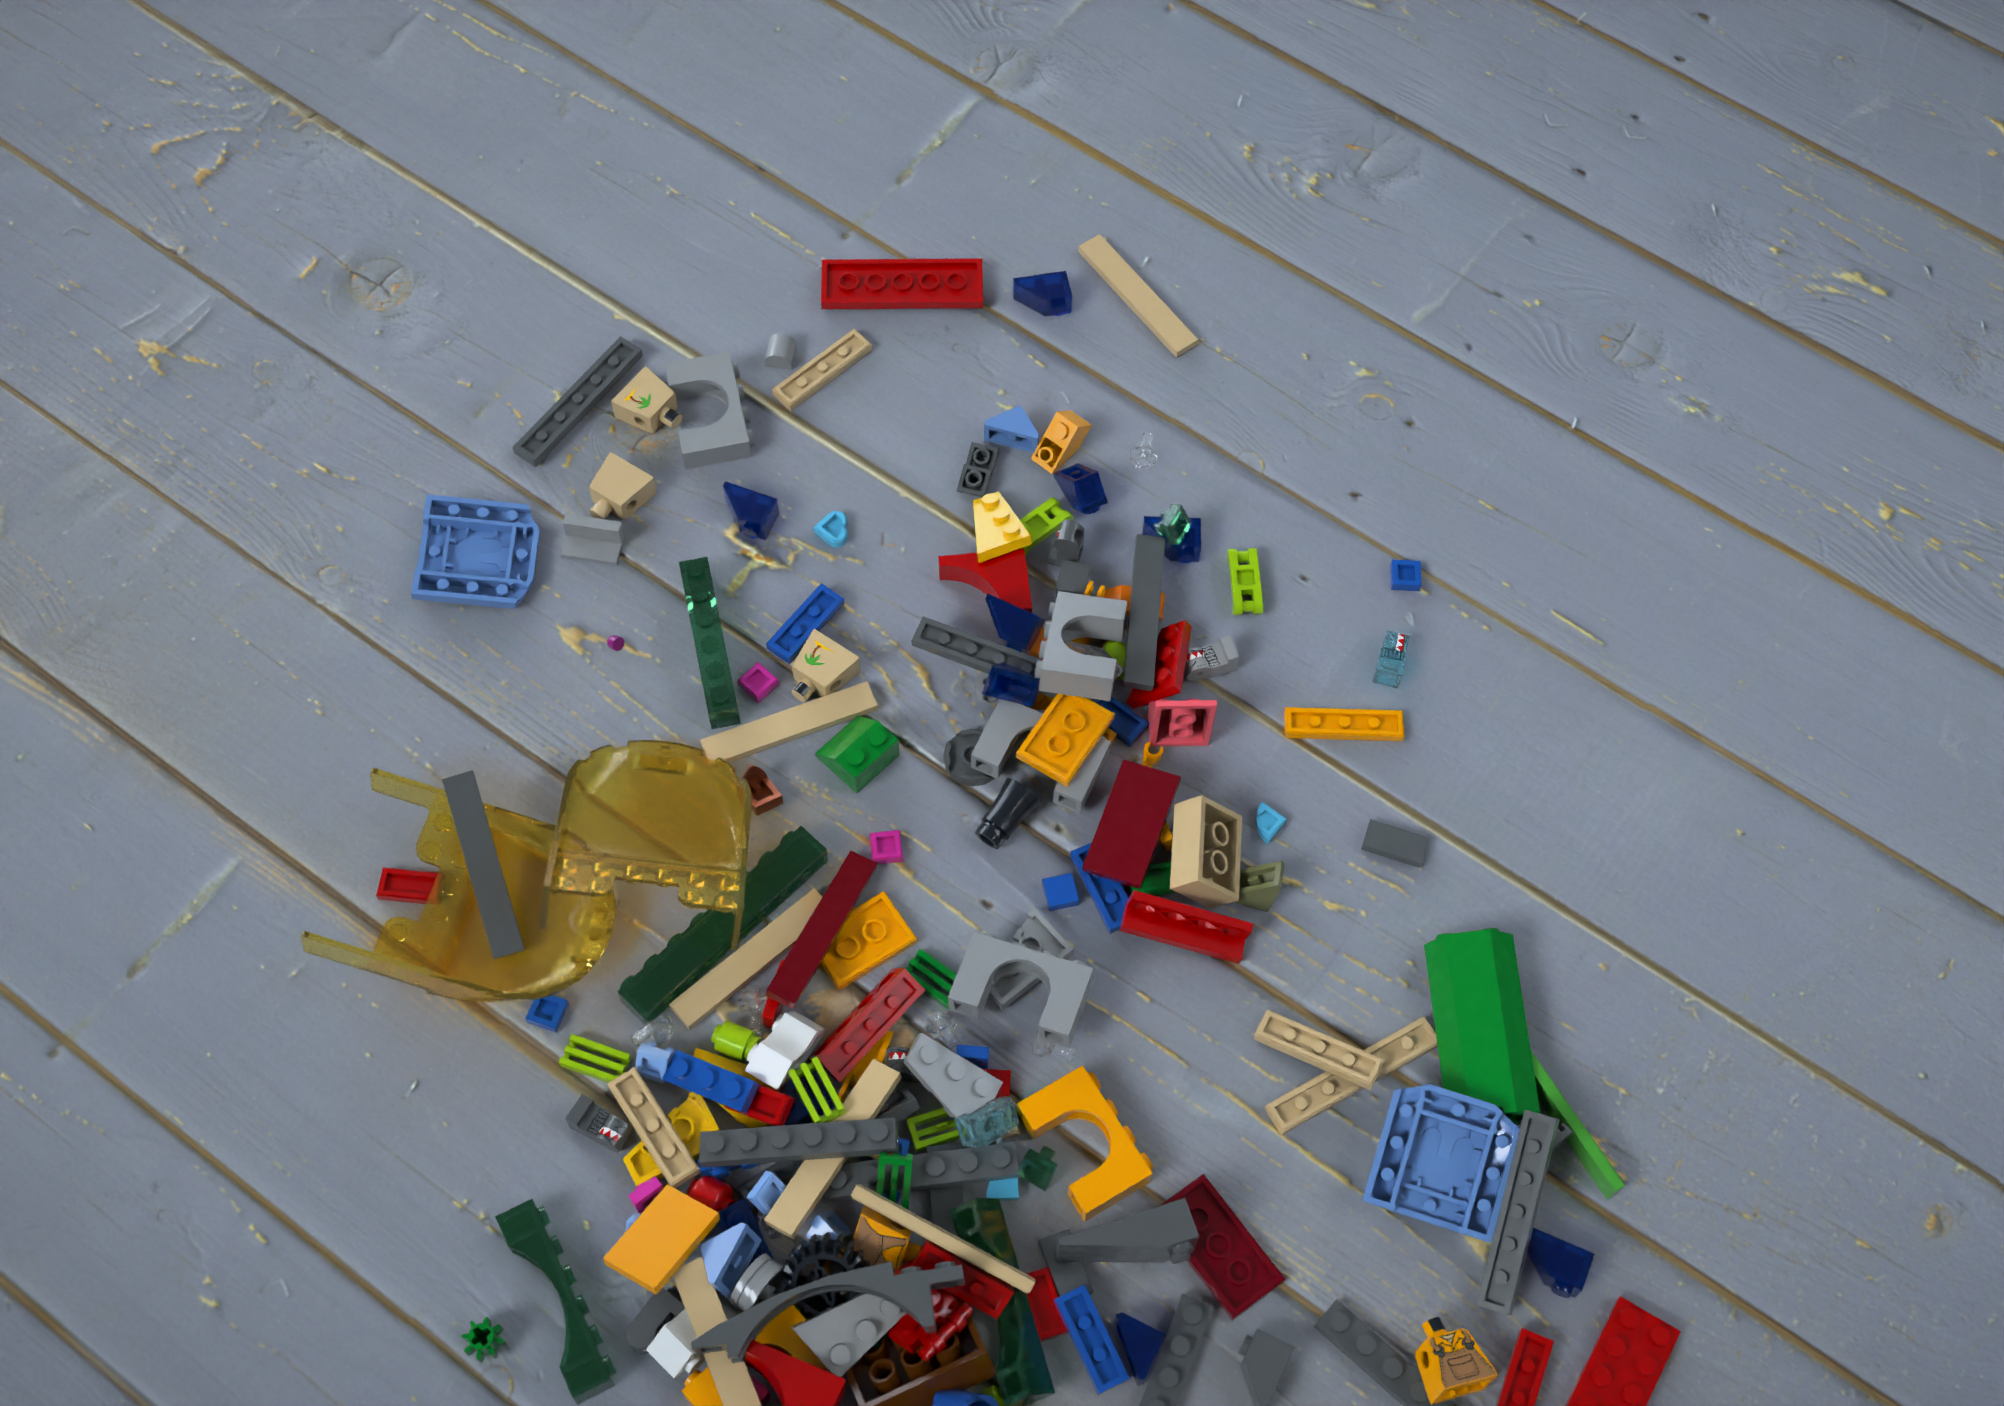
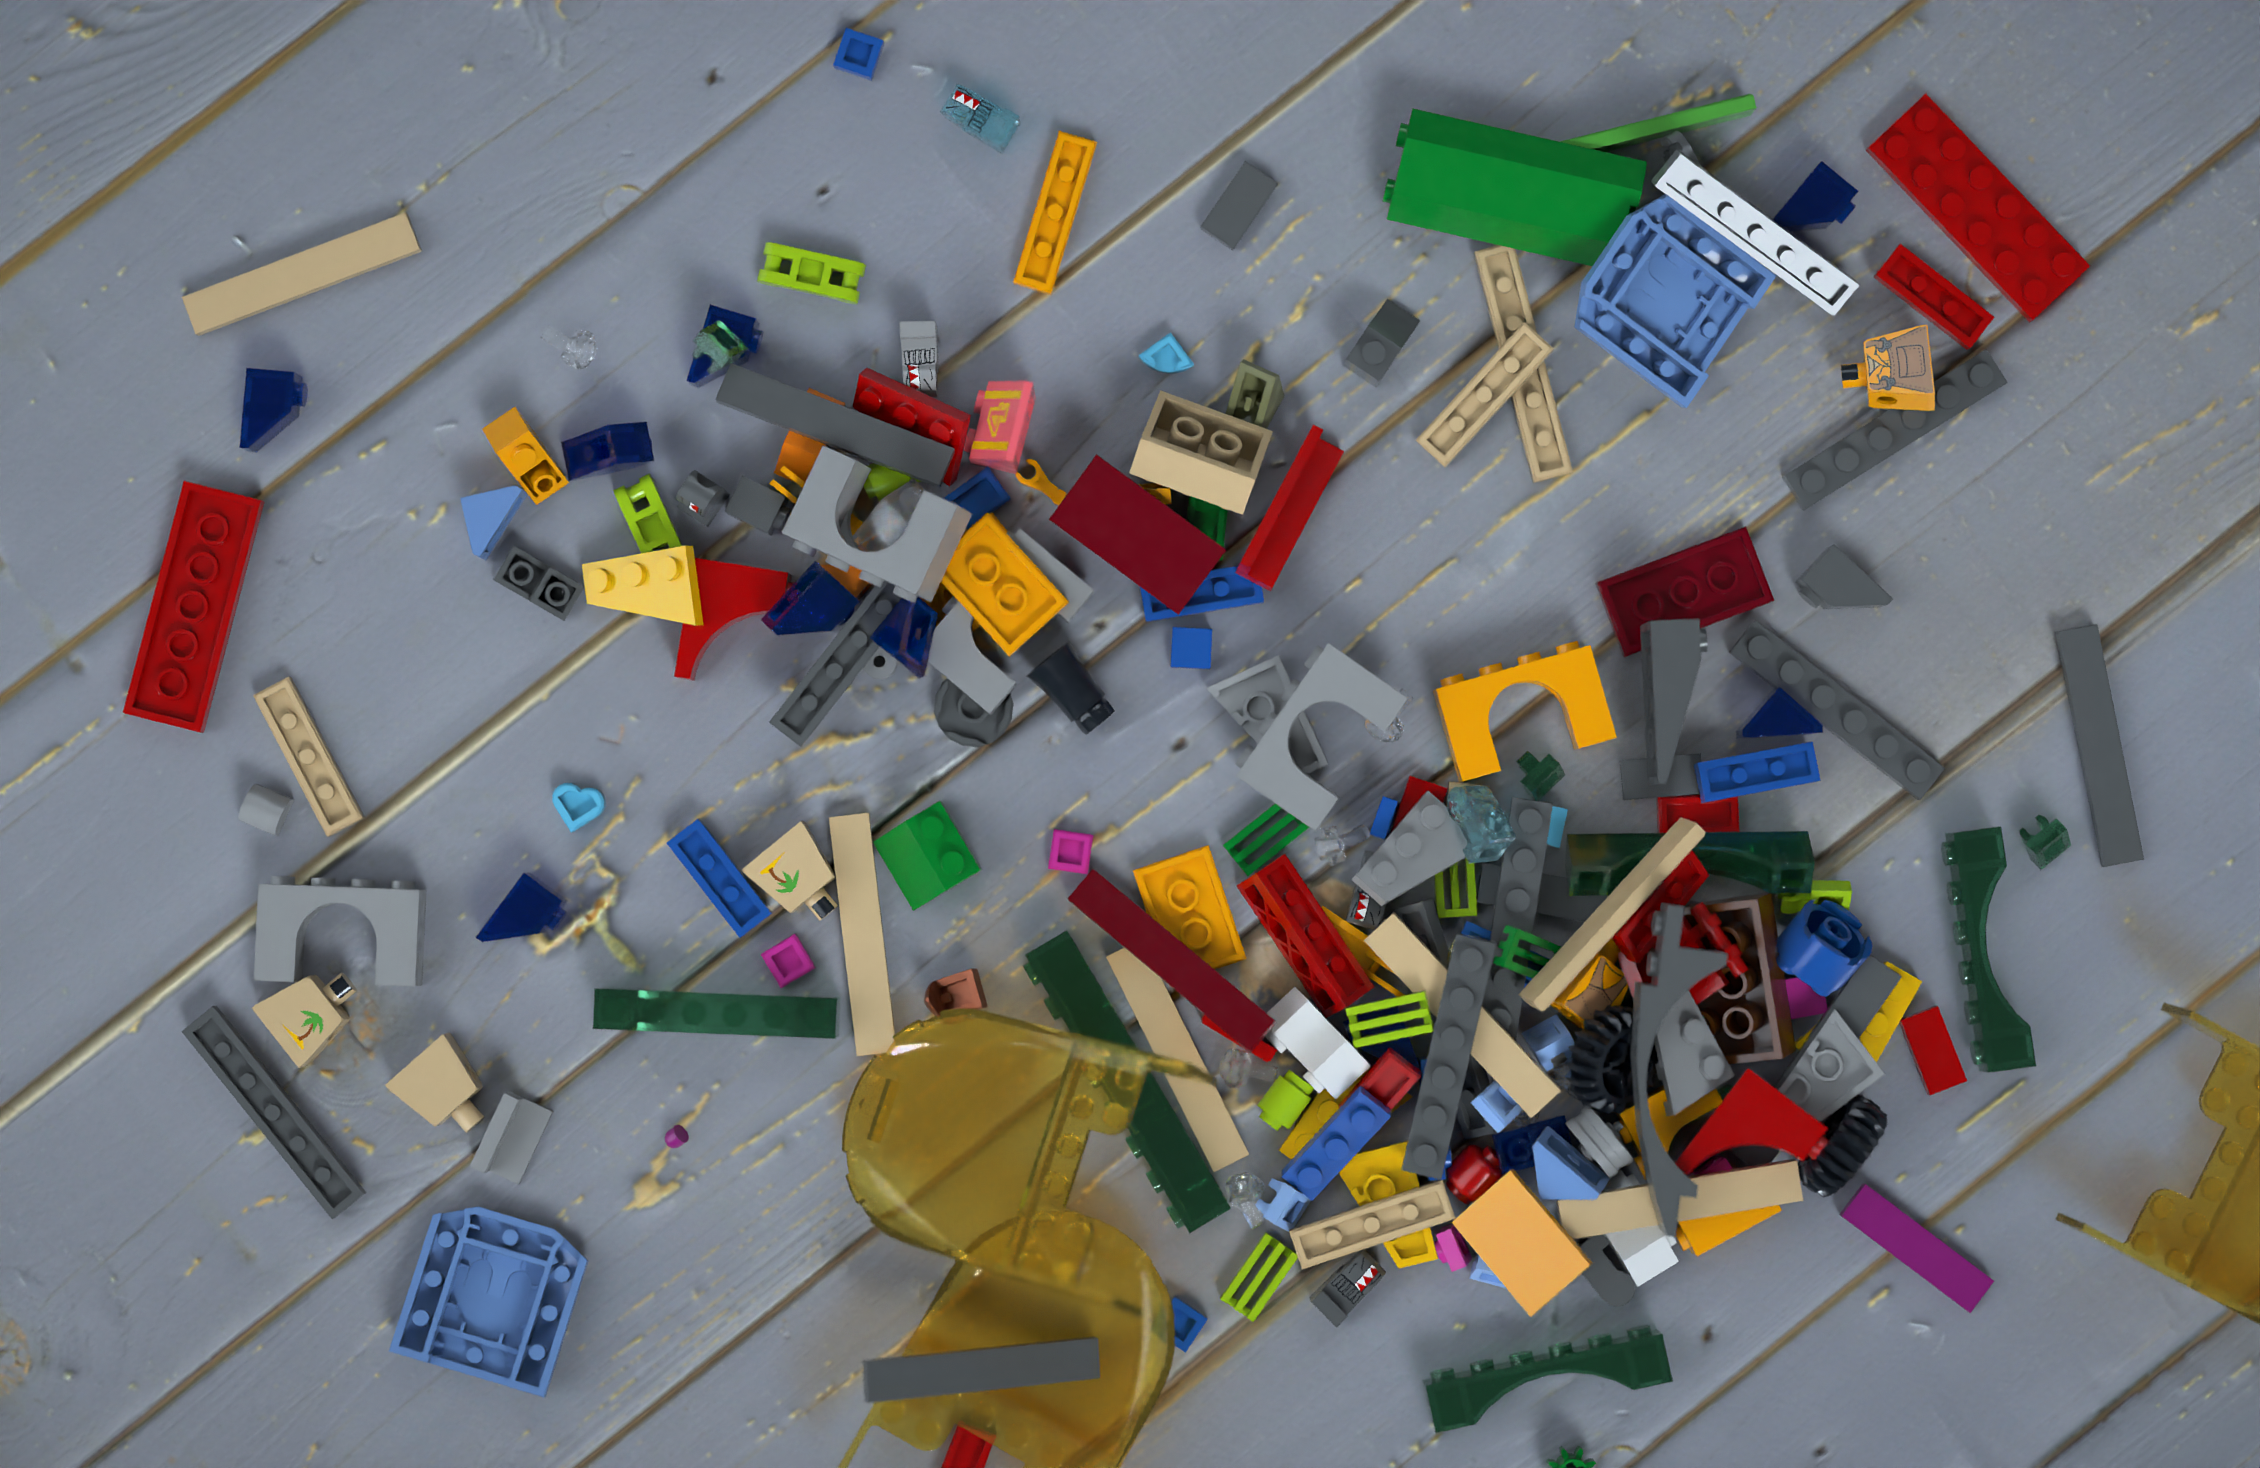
camera: 75 degrees left, 25 degrees up
(1331, 964) = (1381, 343): none -> dark grey slope

